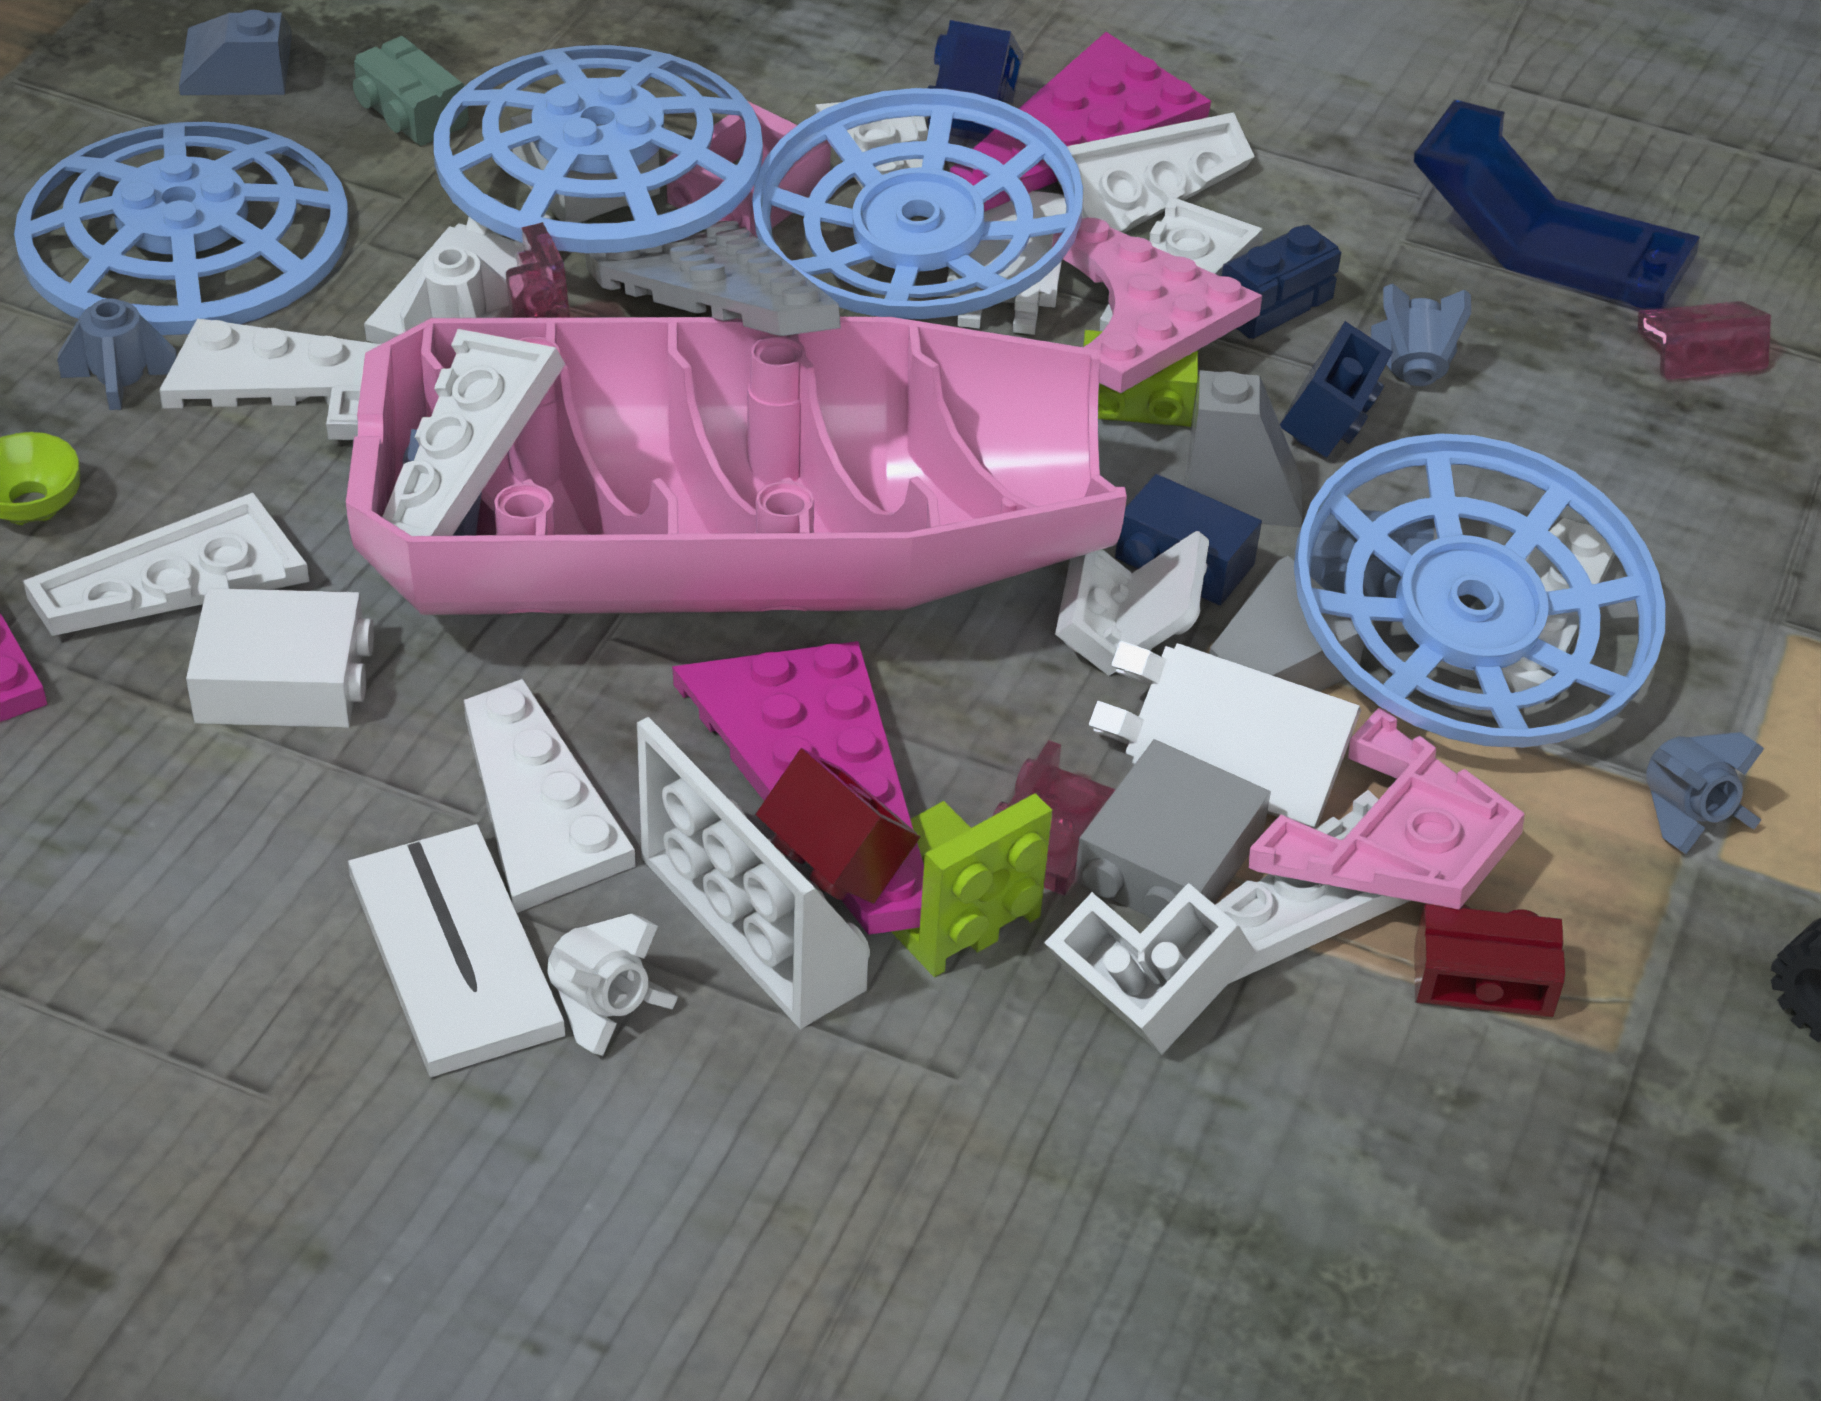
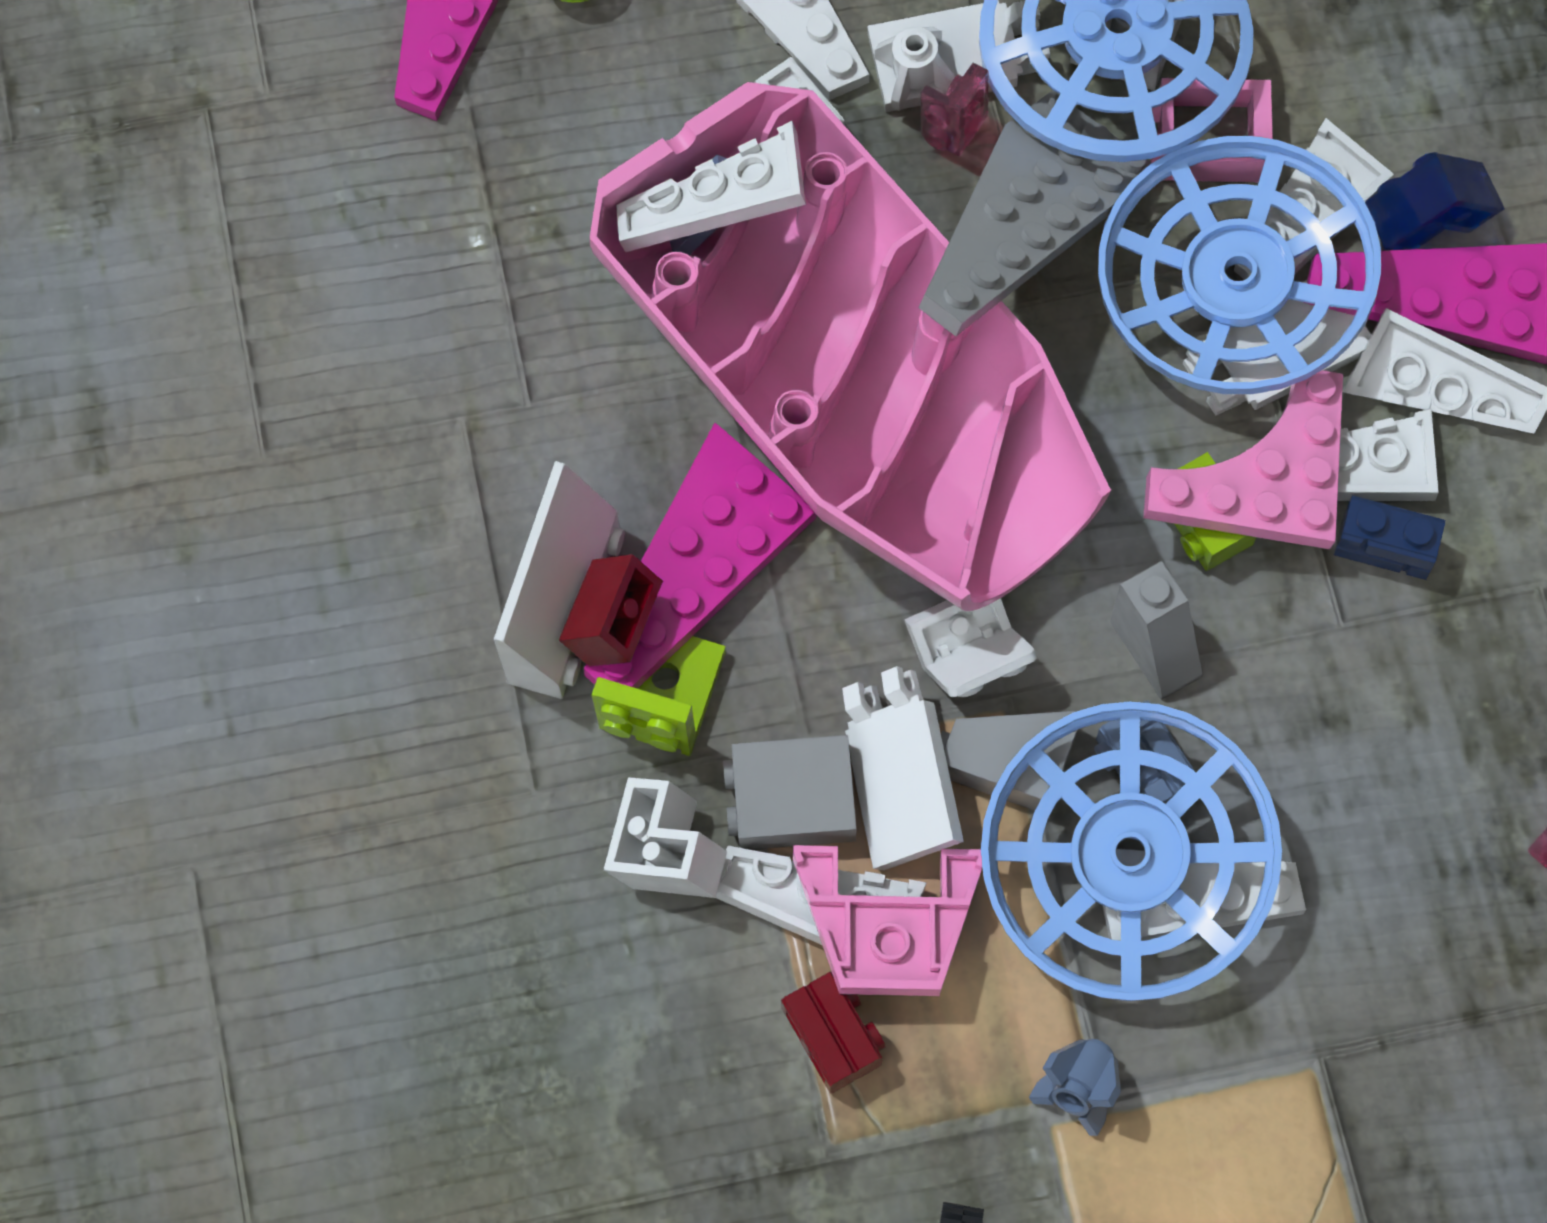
camera: 60 degrees right, 25 degrees up
(169, 569) = (580, 101): white wing -> none
(279, 658) = (543, 210): white brick -> none
(455, 950) = (421, 467): white tile -> none
(542, 806) = (562, 420): white wing -> none
(604, 977) = (443, 561): white brick -> none
(1073, 805) = (757, 712): clear pink bracket -> none
(1169, 513) = (1062, 641): dark blue brick -> none
(1337, 391) = (1290, 645): dark blue brick -> none
(1421, 333) = (1402, 666): sand blue brick -> none

